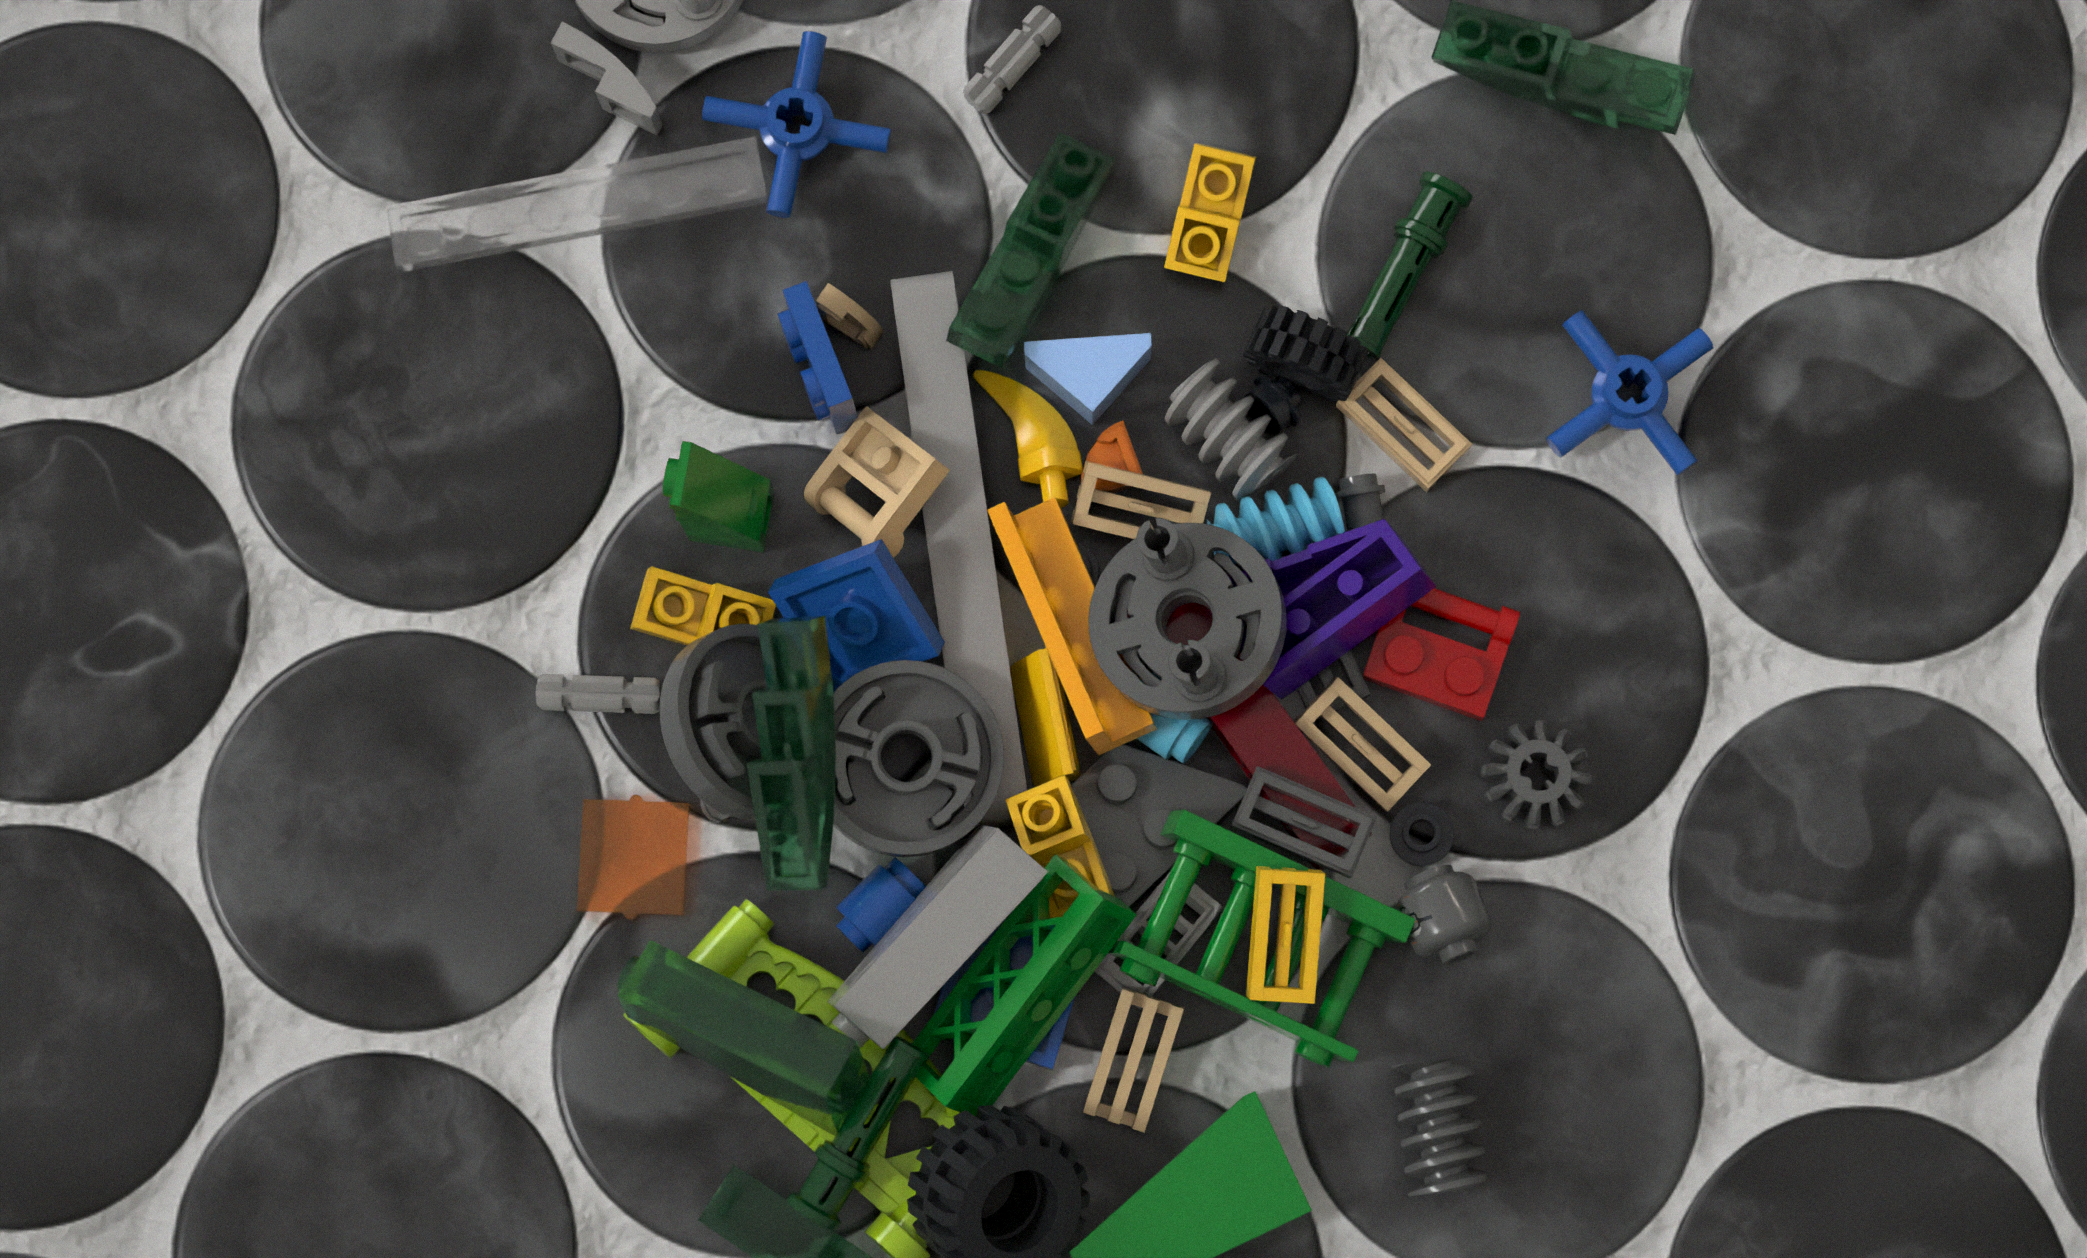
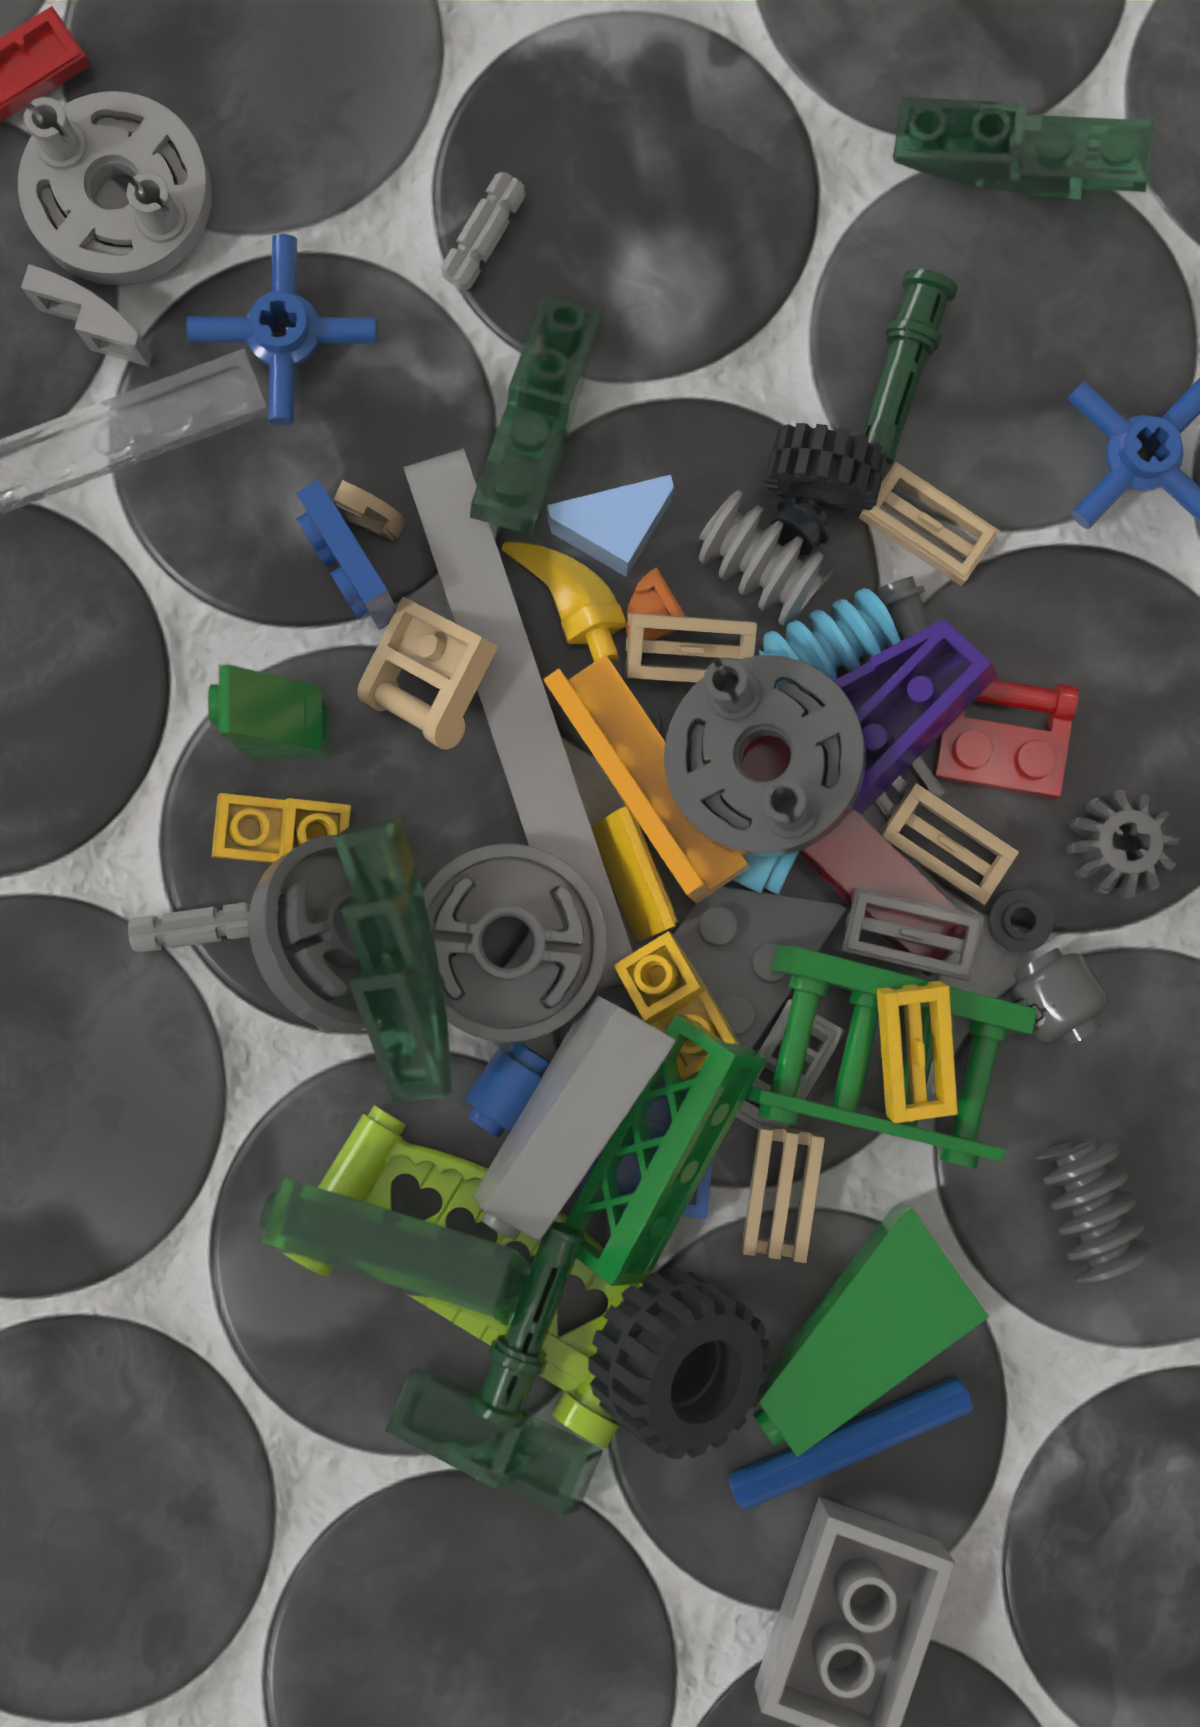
camera: 20 degrees left, 5 degrees up
(633, 857) = (256, 1081): clear orange piece -> none
(866, 609) = (440, 800): blue plate -> none
(1210, 212) = (703, 348): yellow slope -> none

